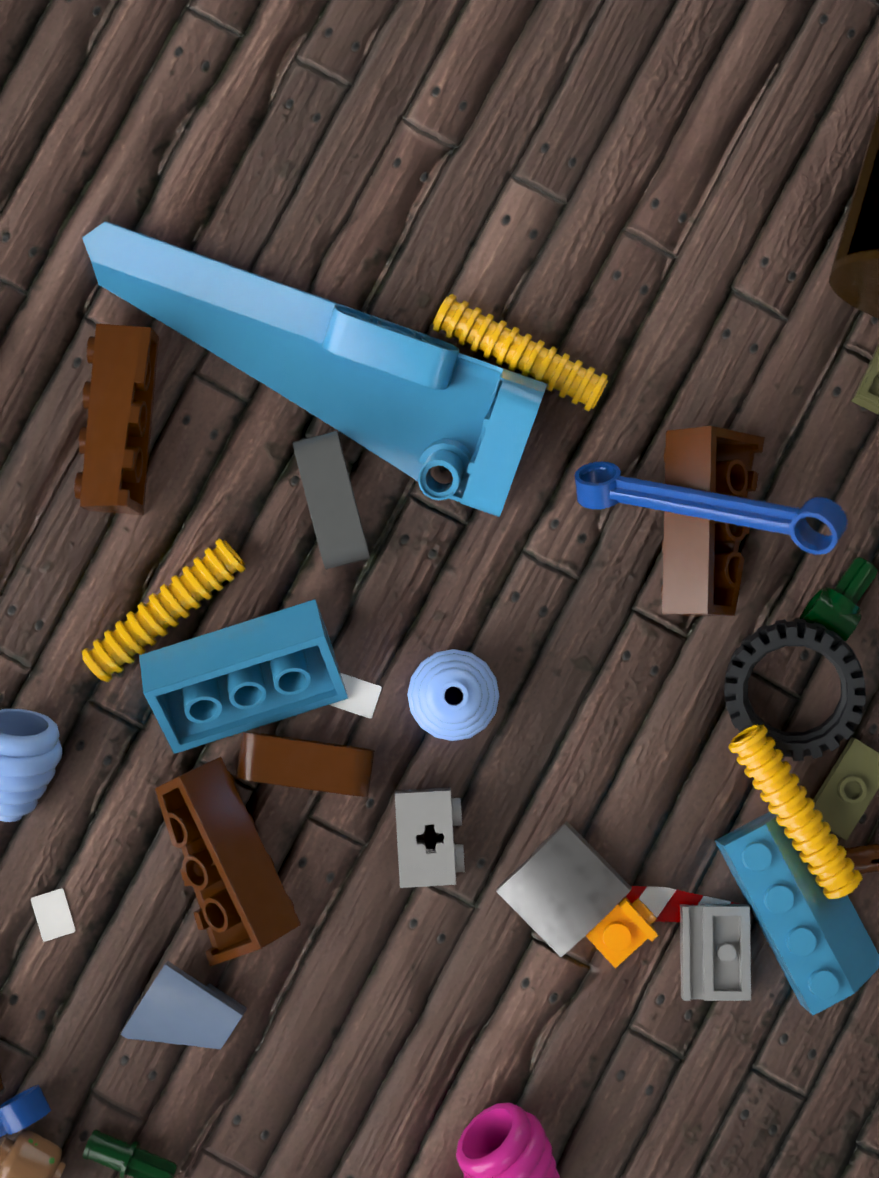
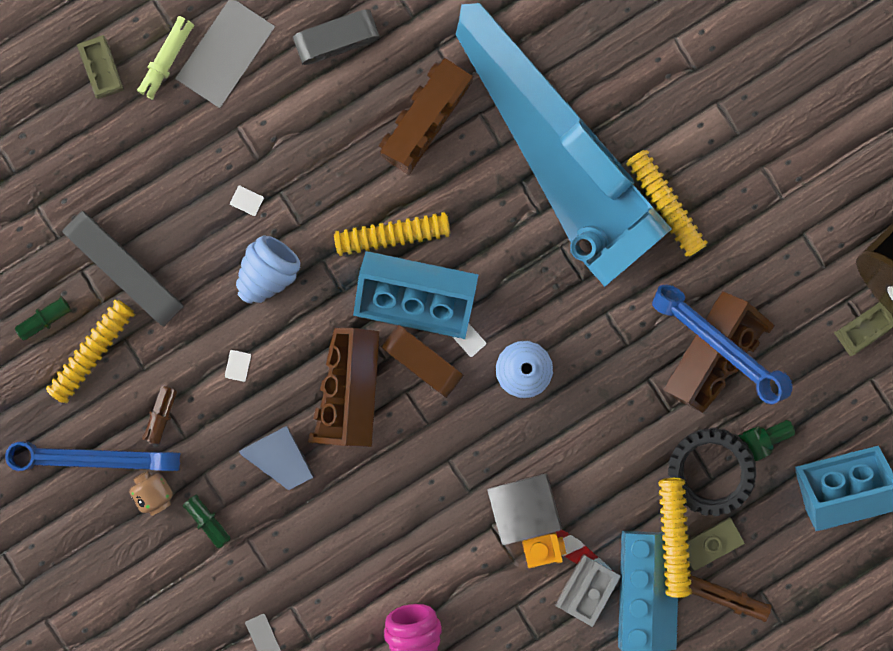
camera: 25 degrees right, 0 degrees up
(331, 500) = (517, 225): dark grey beam -> none
(417, 863) = (452, 448): light grey brick -> none

